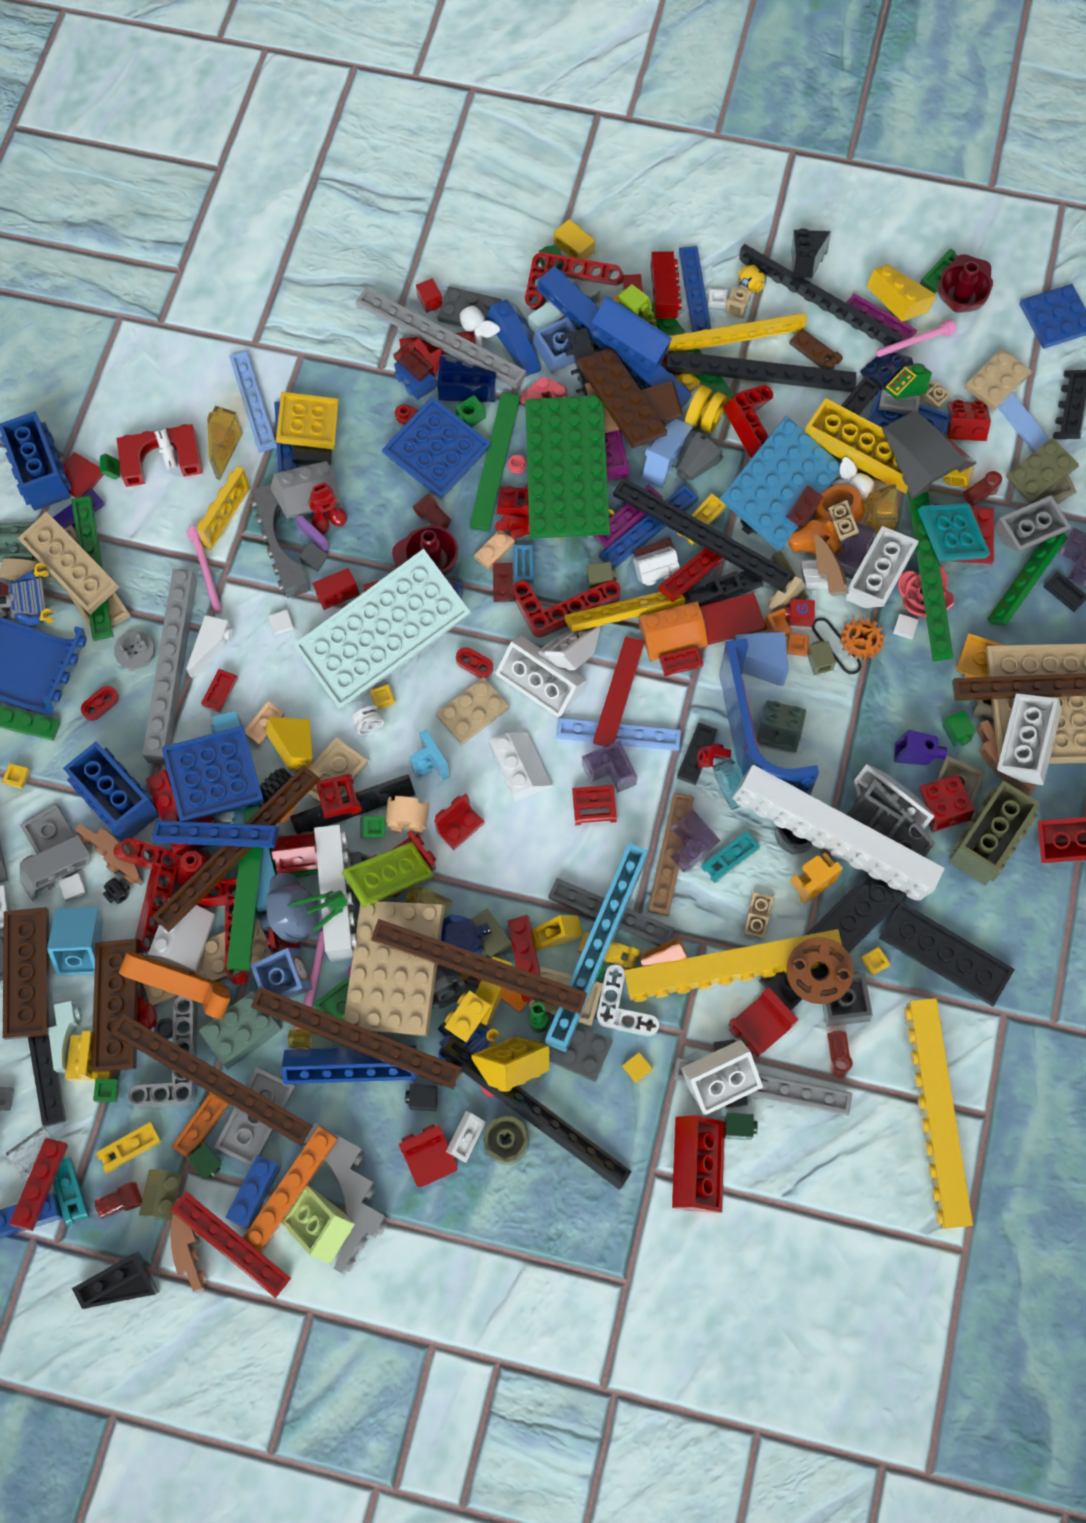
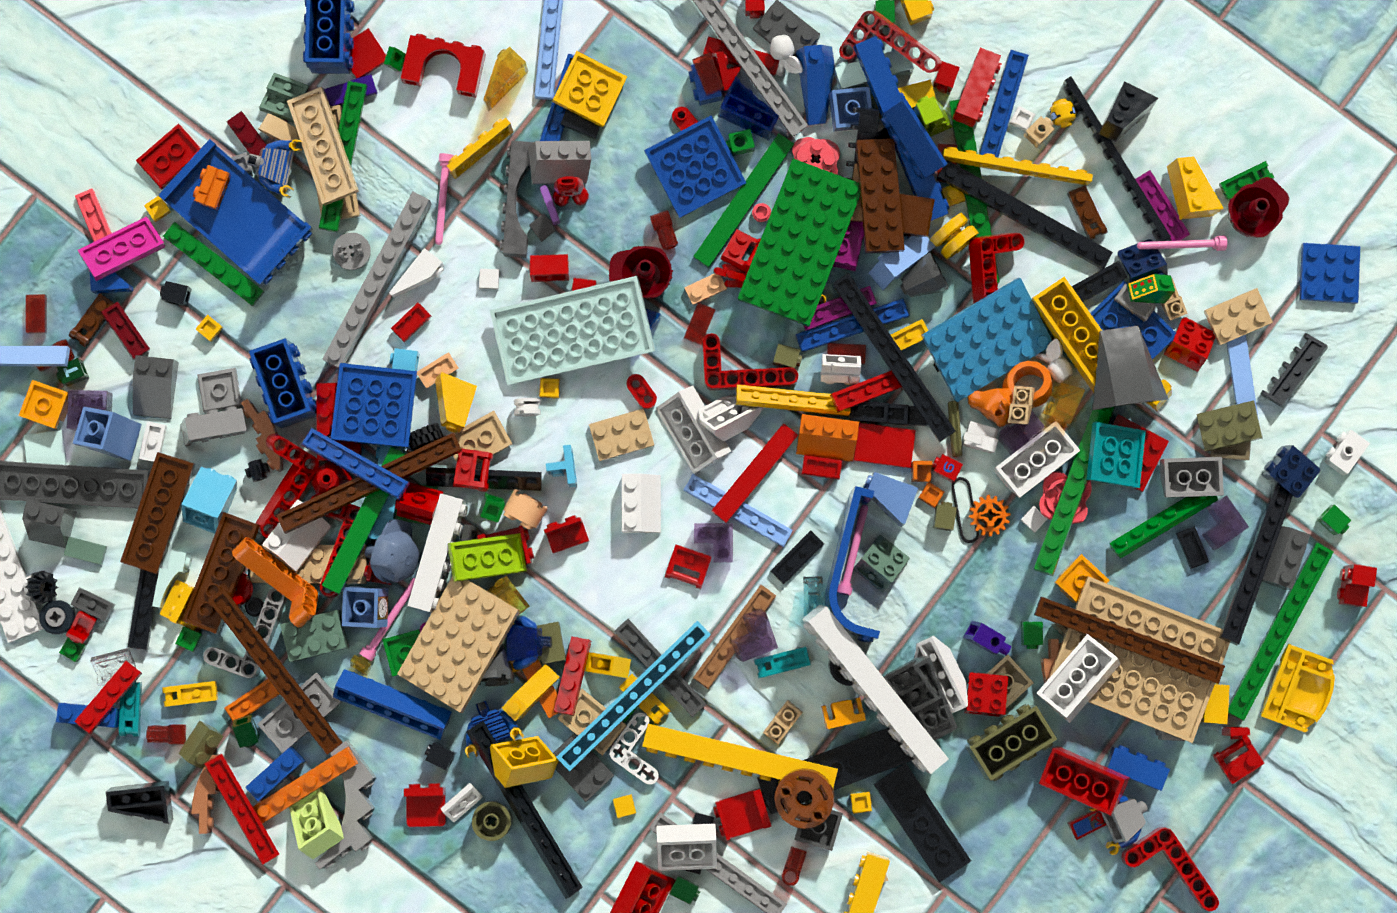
camera: 20 degrees right, 15 degrees up
(72, 887) = (222, 449): white tile -> none
(99, 702) = (303, 287): red plate -> none
(166, 448) = (451, 64): white pin -> none
(334, 901) = (430, 568): green plant -> none
(356, 1038) = (403, 689): reddish brown plate -> none
(467, 1016) = (502, 709): yellow bracket -> none
(479, 966) = (525, 677): reddish brown plate -> none
(525, 578) = (719, 328): dark azure tile -> none
(538, 1016) = (564, 730): green pin -> none
(667, 952) = (688, 723): slope -> none
(707, 754) = (804, 564): red bracket -> none
(782, 599) = (935, 449): tan slope -> none
(804, 506) = (996, 372): clear red plate -> none
(830, 567) = (989, 443): medium nougat slope -> none
(983, 489) = (1166, 419): clear red piece -> none

